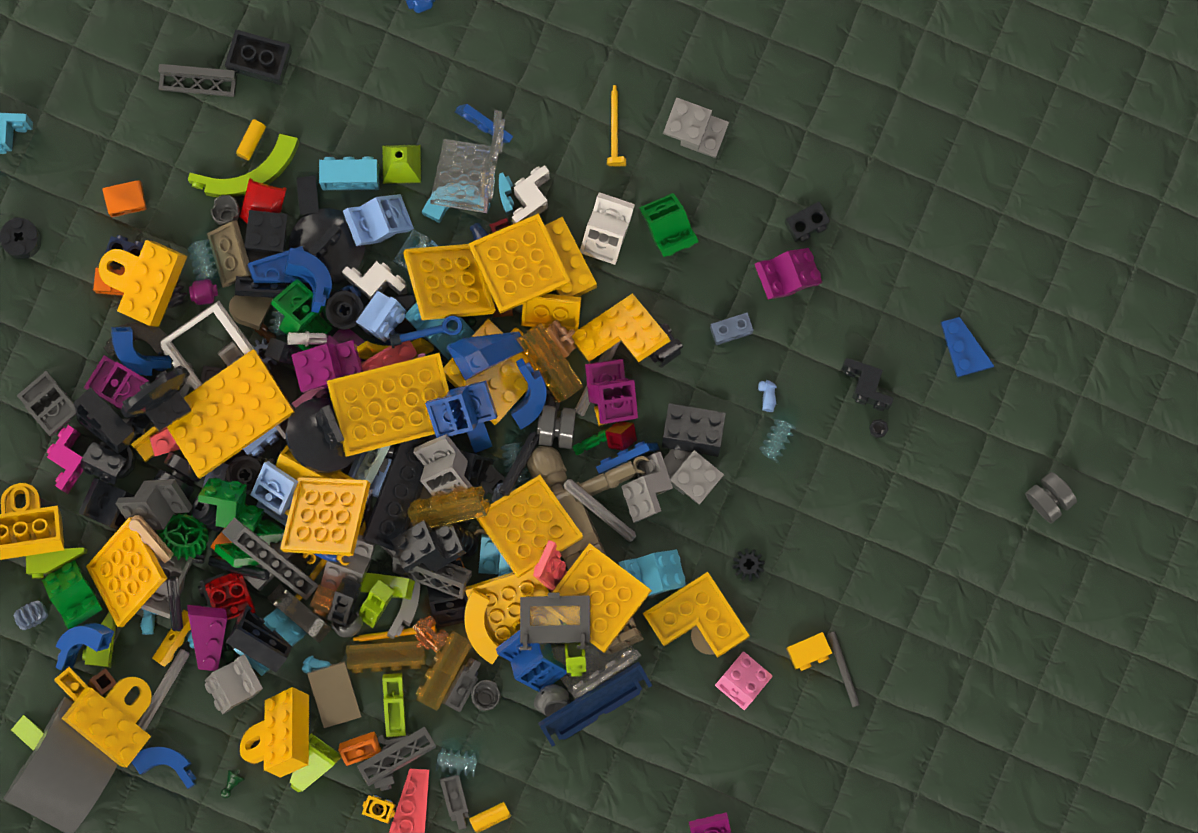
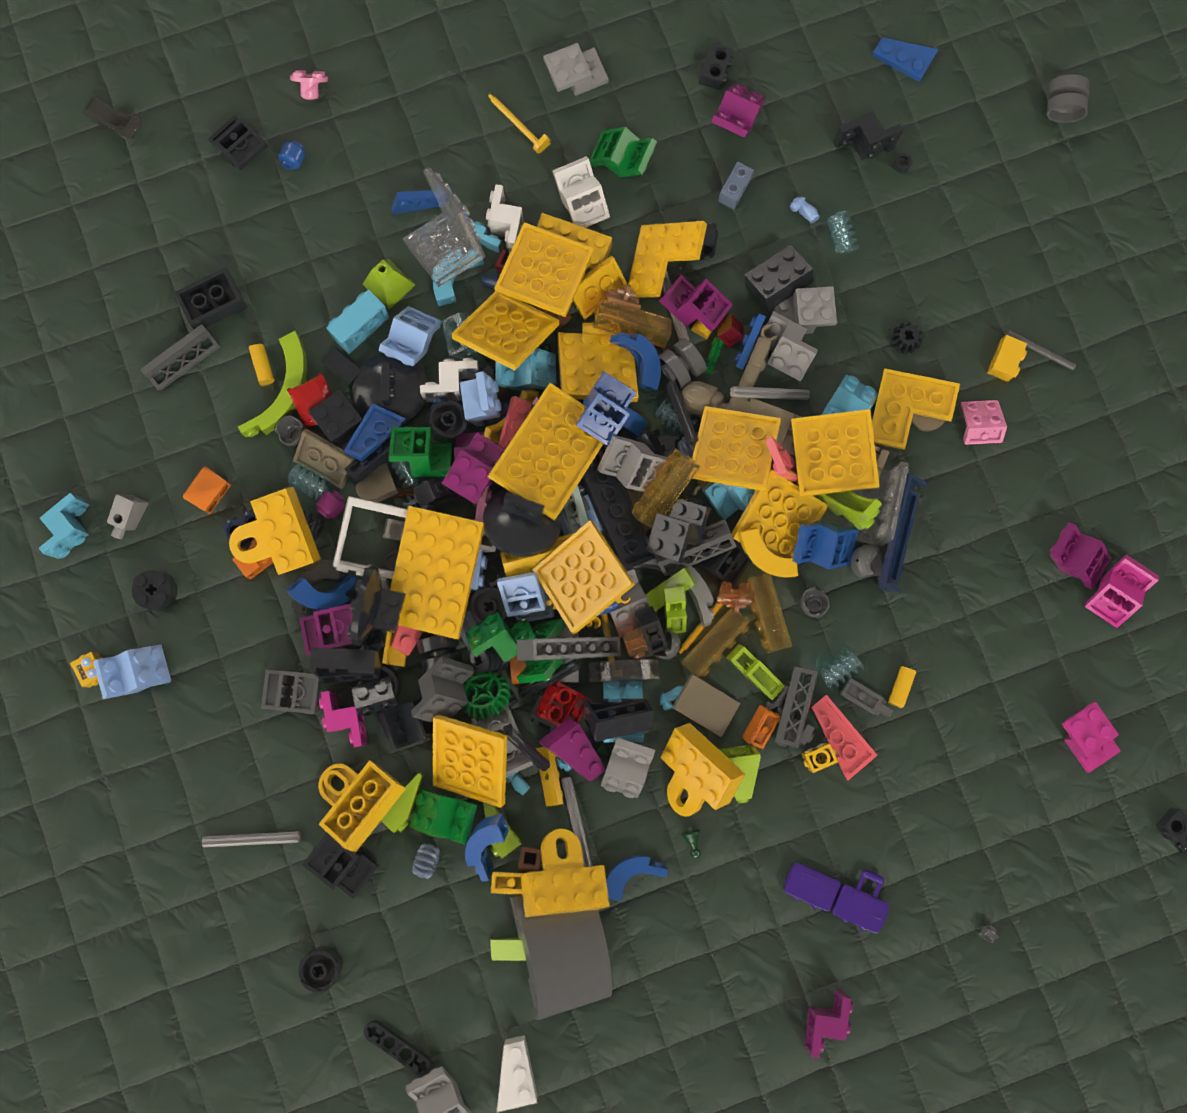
camera: 45 degrees left, 0 degrees up
(51, 163) = (126, 514): none -> light grey torso
(150, 538) = (464, 718): tan plate -> none
(307, 338) = (440, 464): white axle -> none
(312, 270) = (399, 411): blue arch -> none
(396, 339) = (508, 403): blue piece -> none
(462, 685) = (791, 610): dark grey hinge -> none
(482, 352) = (579, 356): blue wedge -> none
(555, 620) = (821, 496): dark grey piece -> none

